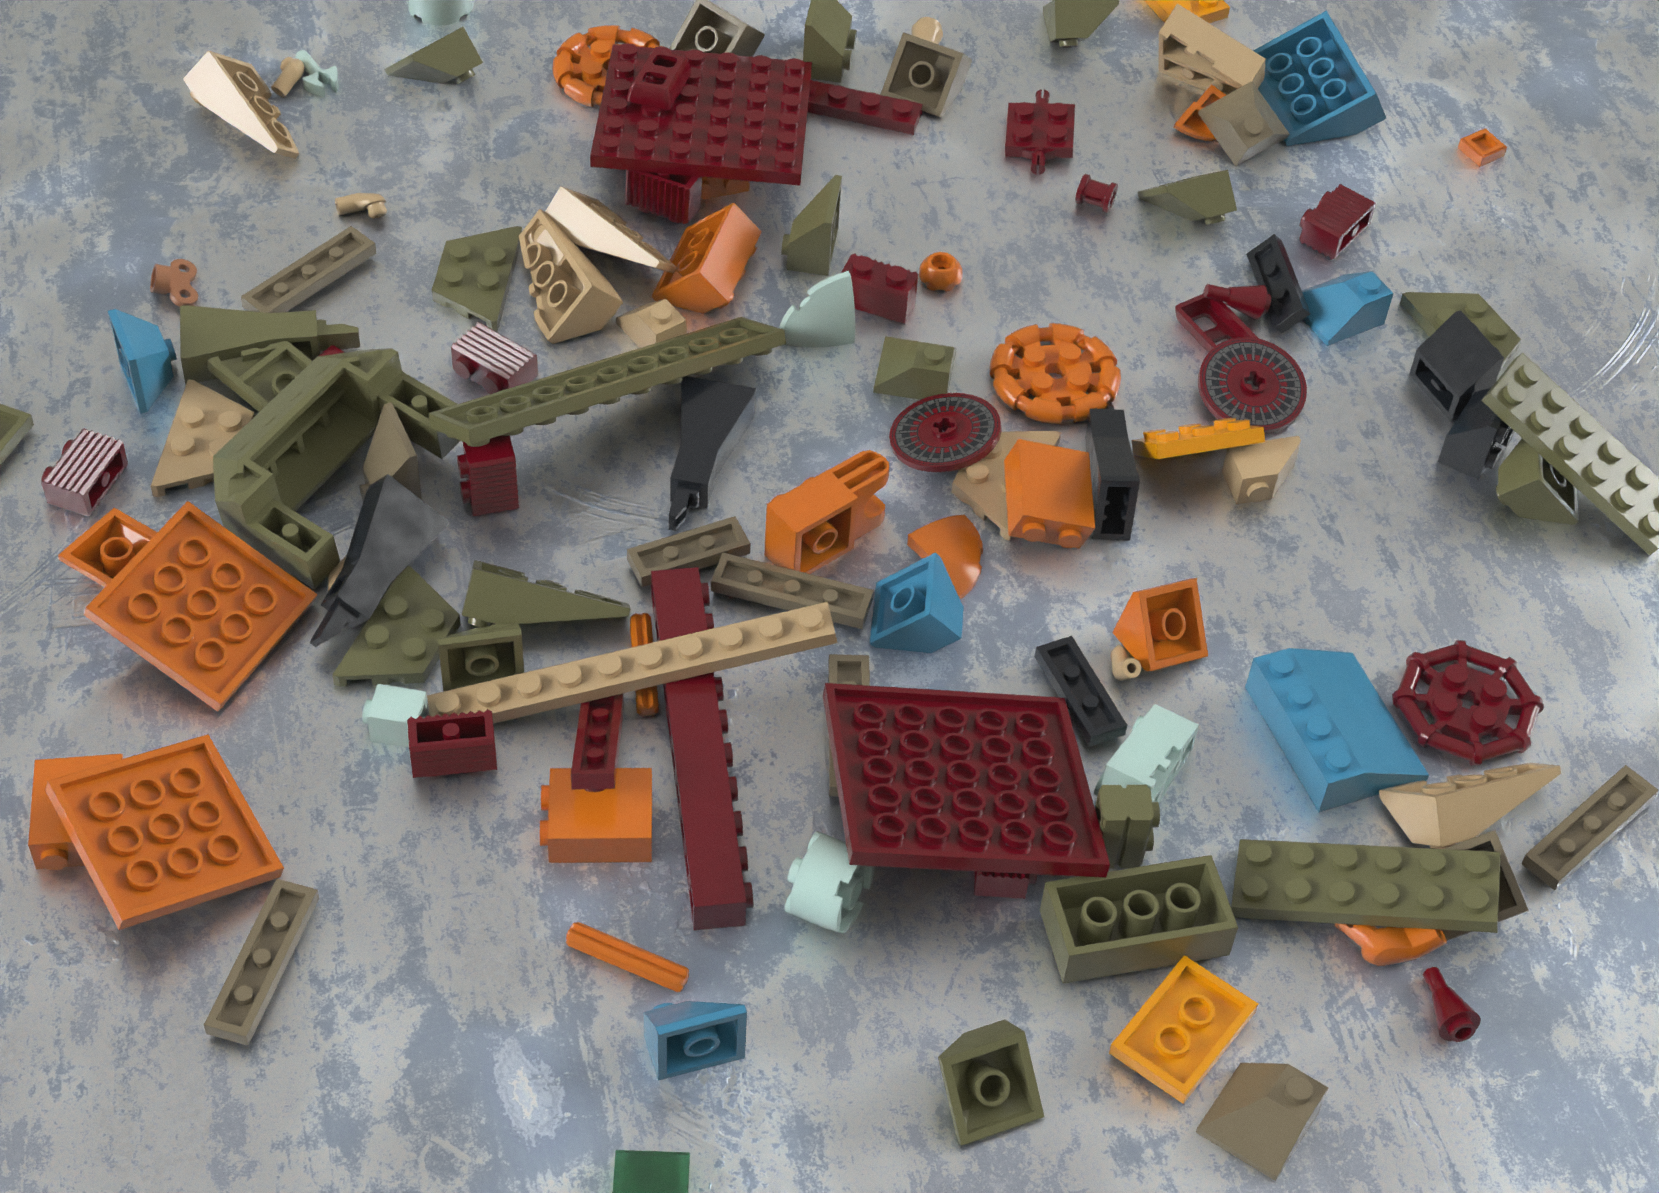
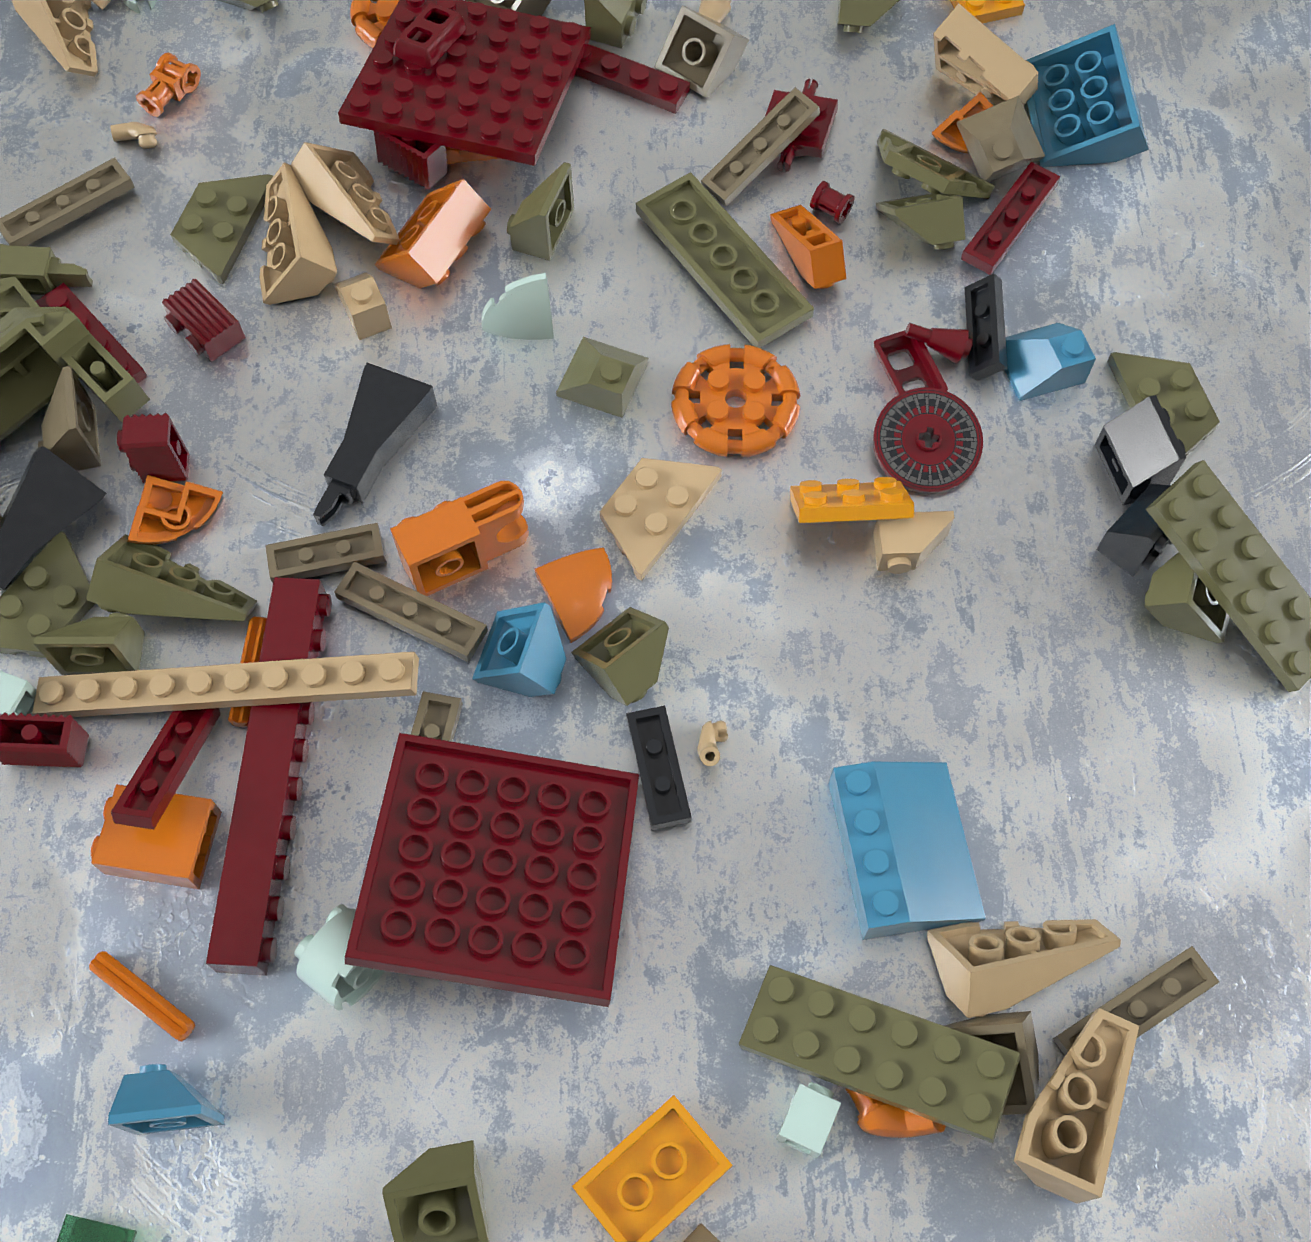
camera: 15 degrees right, 15 degrees up
(385, 153) = (168, 84): none -> orange connector
(515, 535) = (171, 510): none -> orange brick
(605, 381) = (282, 364): olive plate -> none
(882, 288) = (586, 285): dark red brick -> none
(940, 271) = (656, 280): orange plate -> none
(945, 432) = (594, 477): piece -> none
(1006, 254) = (724, 260): none -> olive plate
(1013, 151) = (760, 146): none -> dark tan plate
(1019, 599) = (625, 655): none -> olive slope
(1049, 494) = (684, 543): orange brick -> none
(1090, 233) = (811, 246): none -> orange slope
(1112, 473) = (754, 523): black piece -> none
(1127, 823) = (648, 941): olive brick -> none
(1137, 919) = (636, 1048): olive brick -> none
(1151, 752) = (696, 868): light aqua wedge -> none
(1163, 625) = (757, 713): orange slope -> none
(1192, 158) = (934, 172): none -> olive wing
(1272, 190) = (1010, 218): none -> dark red plate
(1317, 958) = (809, 1119): none -> light aqua brick
(1336, 221) = (1065, 262): dark red brick -> none
(1453, 1015) = (930, 1209): dark red cone -> none
(1459, 728) = (1070, 833): dark red plate -> none
(1482, 147) = (1241, 192): orange tile -> none
(1565, 908) = (1076, 1116): none -> tan wedge

